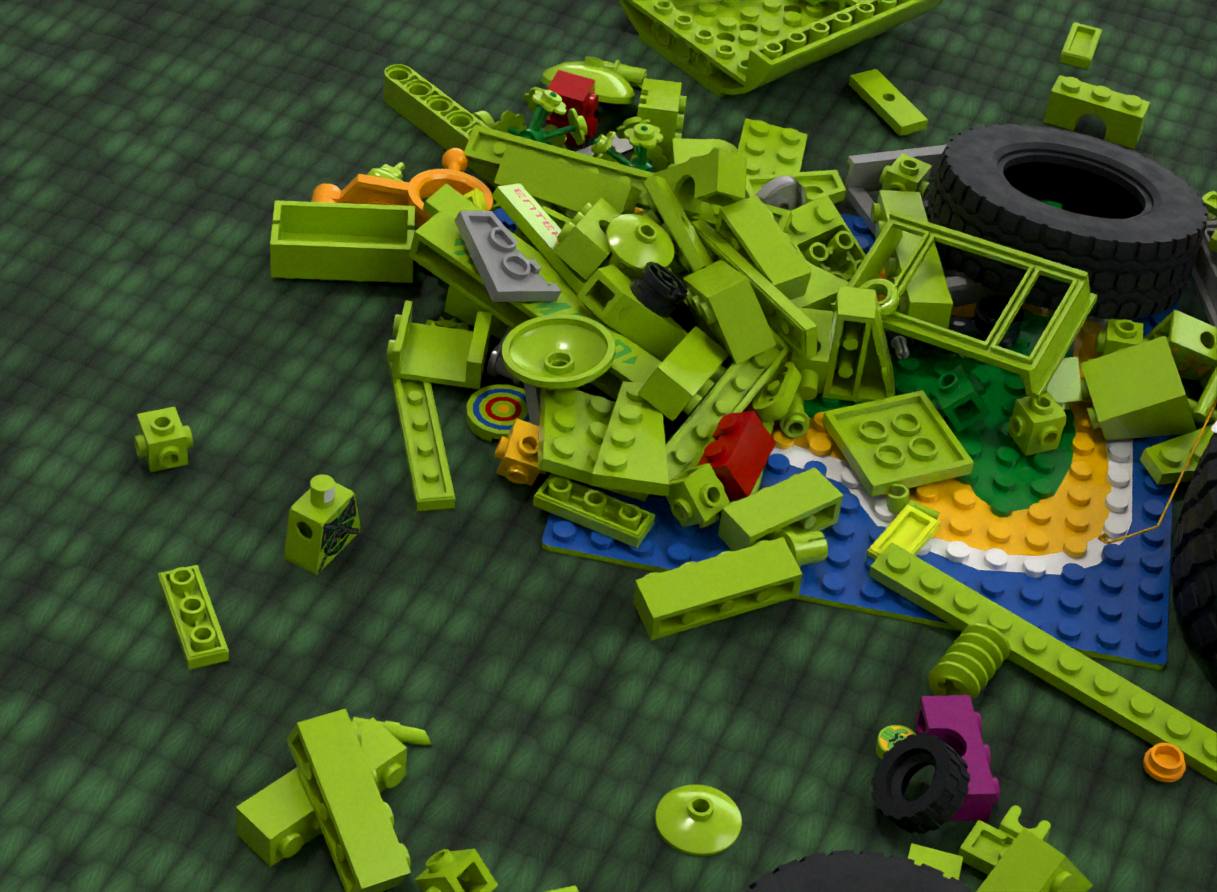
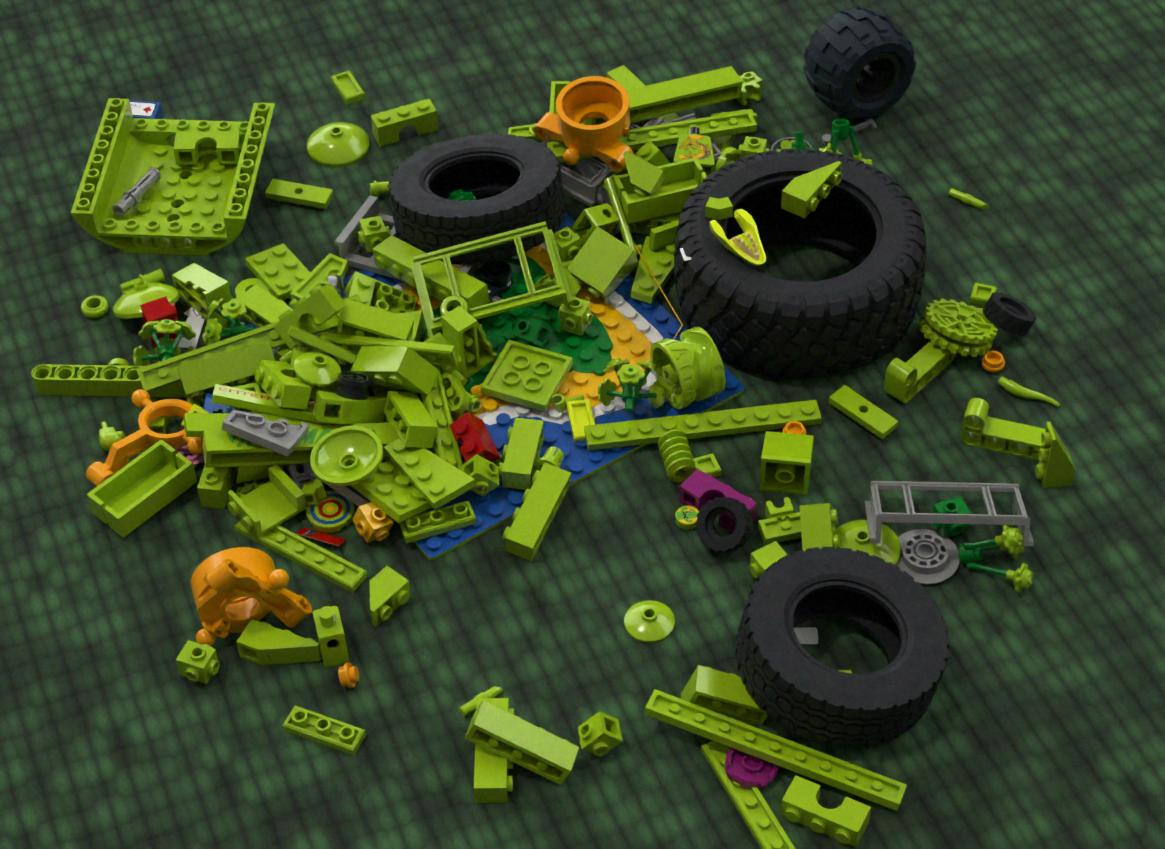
camera: 40 degrees left, 5 degrees up
(255, 486) = (271, 645): none -> lime slope
(277, 400) = (242, 587): none -> light orange piece
(288, 582) = (348, 675): none -> light orange plate
(422, 288) = (215, 485): none -> lime brick
(436, 536) = (387, 593): none -> lime slope
(459, 429) = (321, 536): none -> red sticker
(498, 378) = (314, 492): none -> lime piece
(538, 60) = (96, 312): none -> lime piece
(977, 529) = (631, 381): none -> lime plant
(997, 89) = (338, 144): none -> lime dish
(998, 710) = (708, 464): none -> lime tile
(1093, 570) = (688, 367): none -> lime piece
(1103, 783) = (786, 462): none -> lime slope

